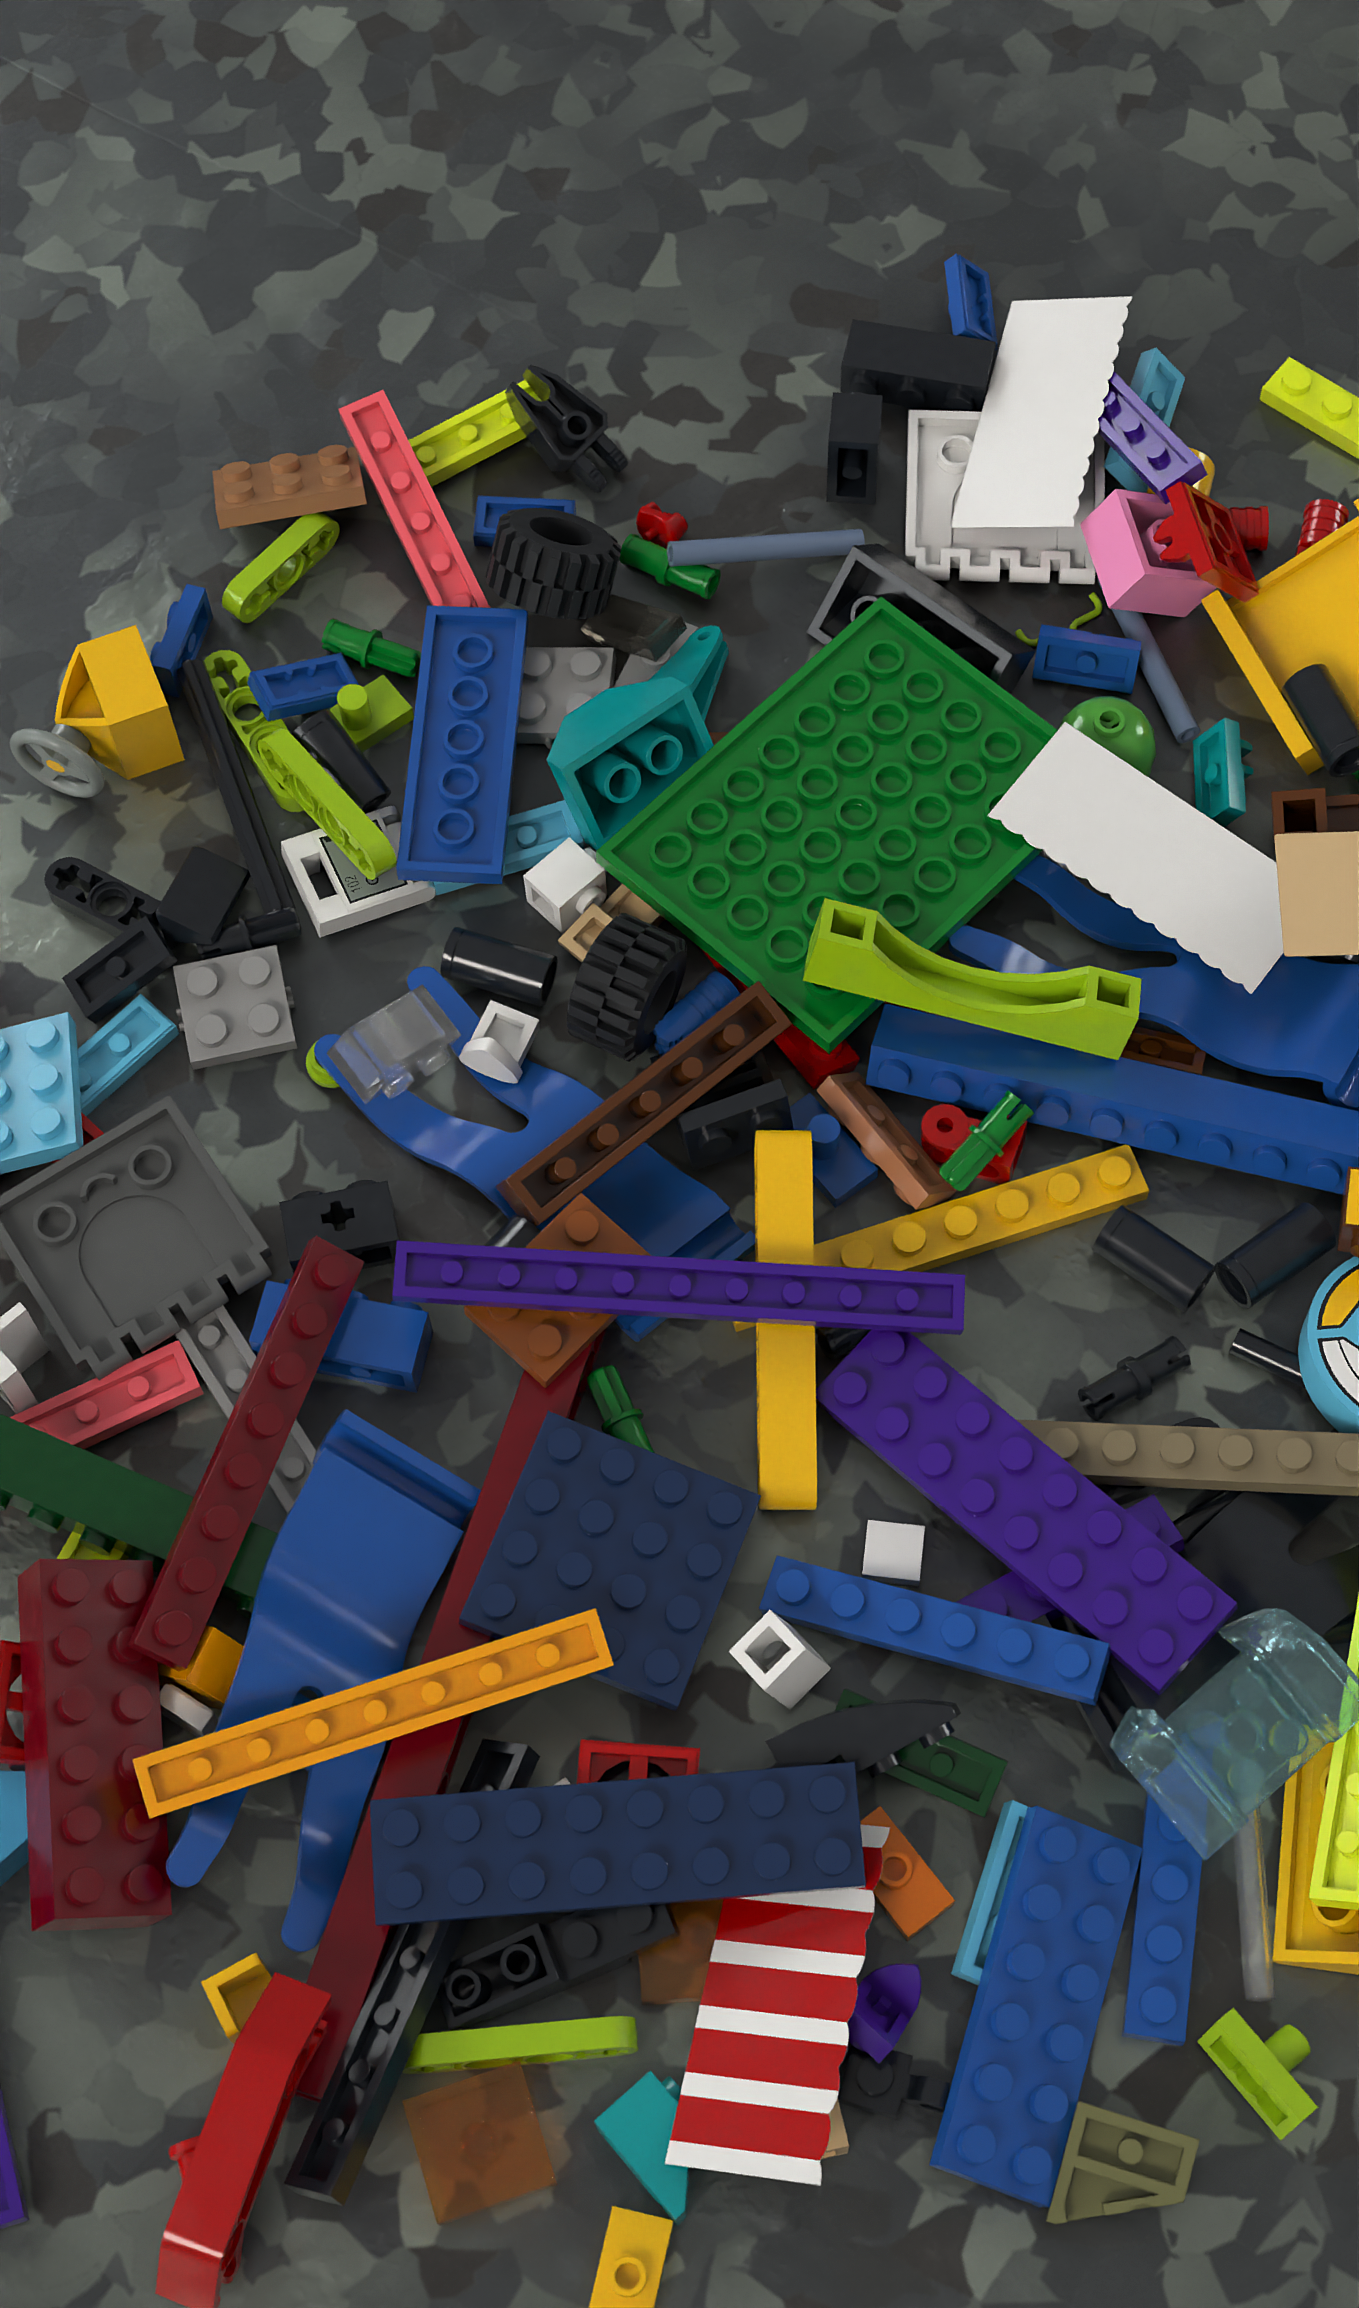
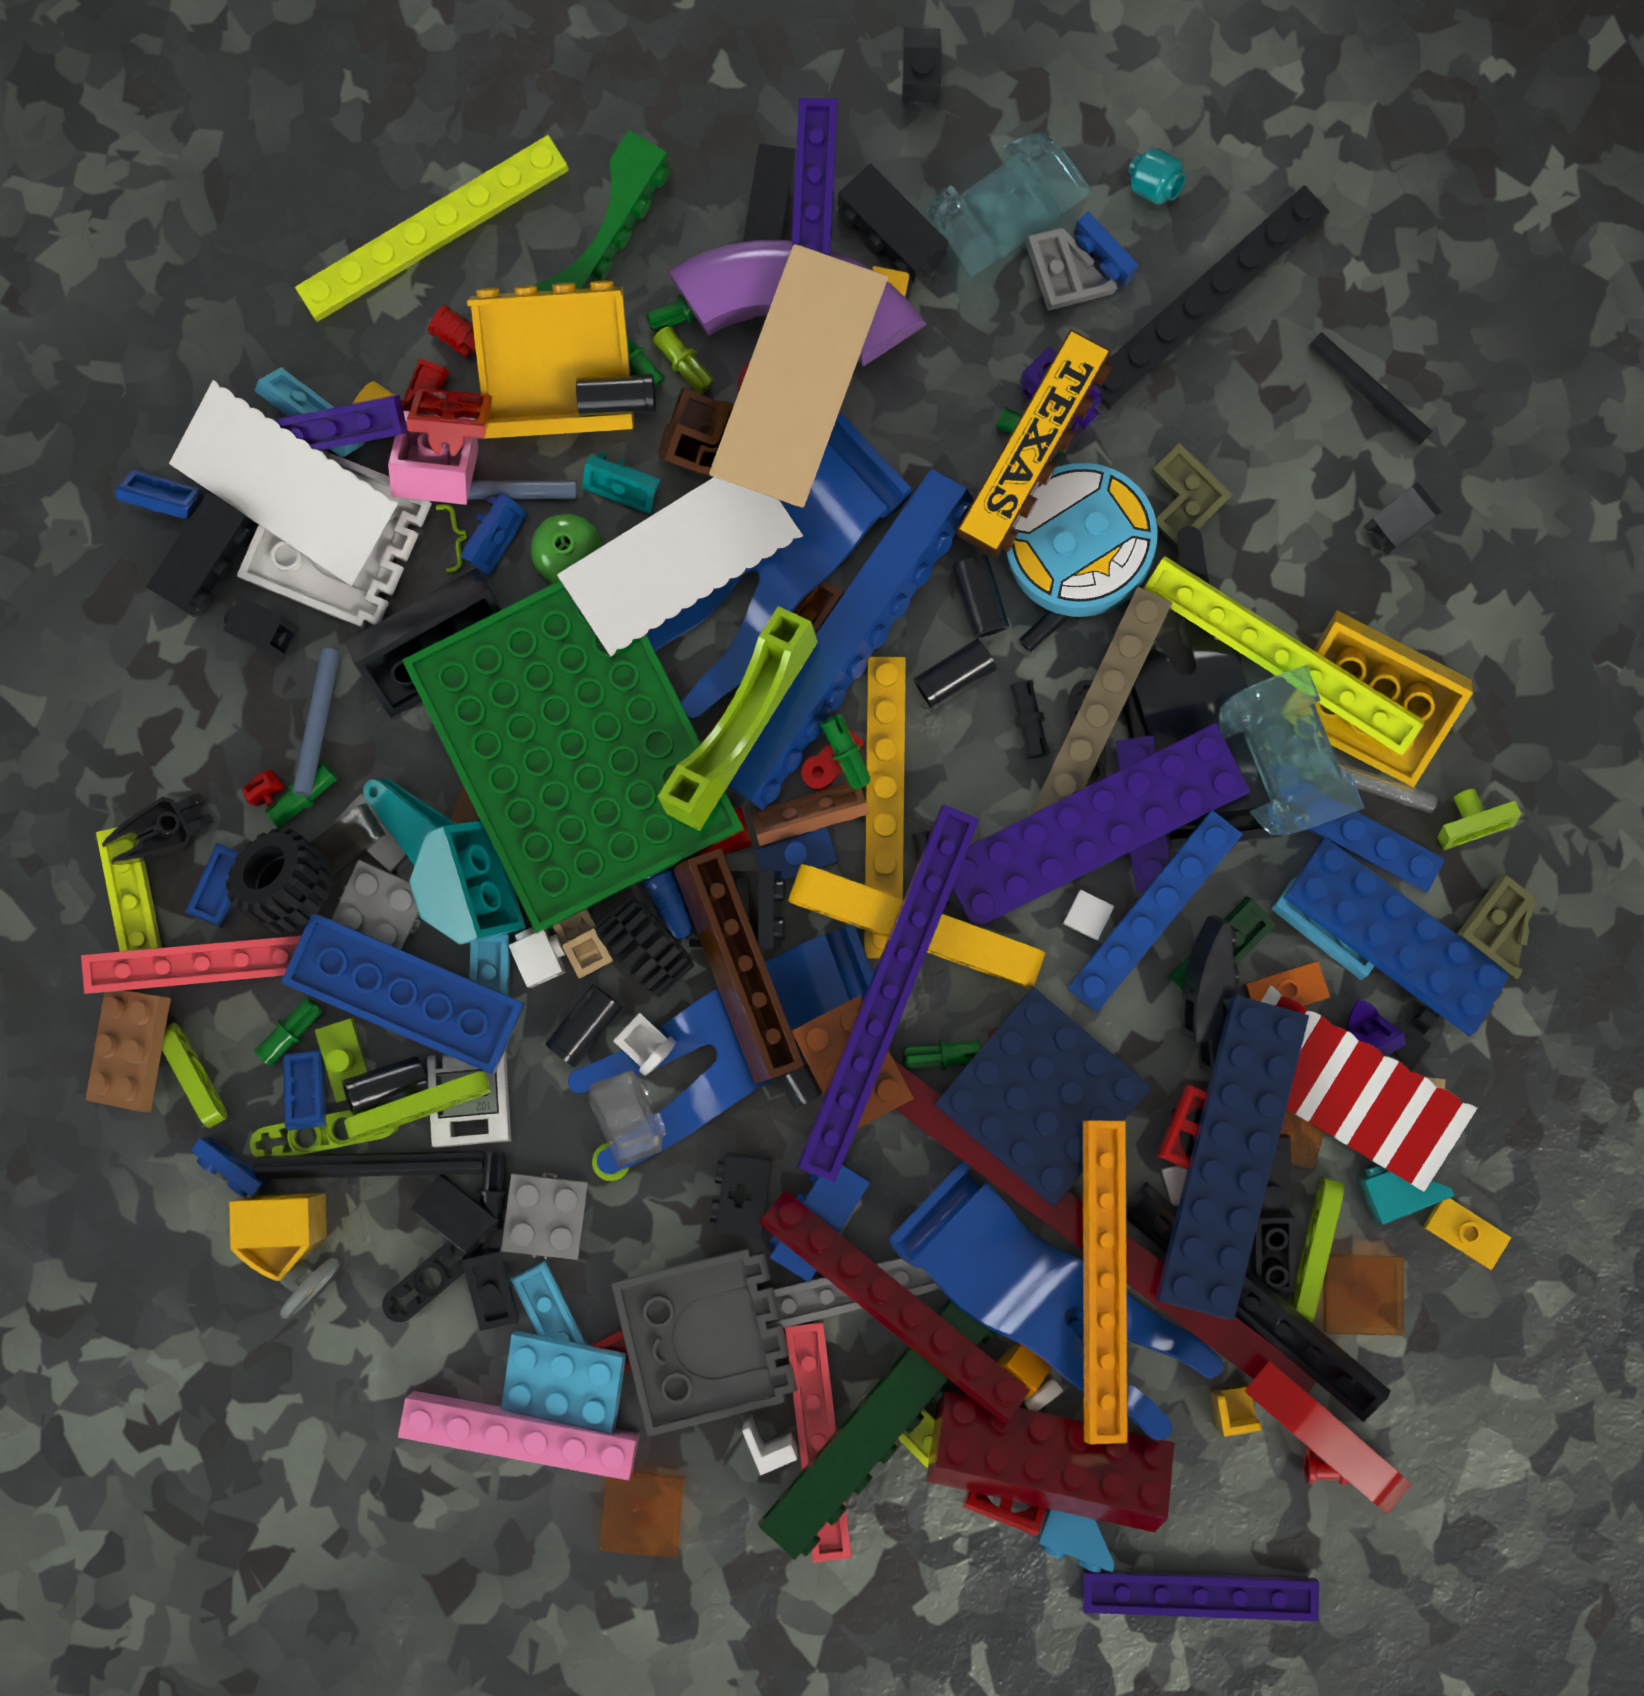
camera: 70 degrees left, 20 degrees up
(779, 1659) = (1139, 1013): white brick -> none

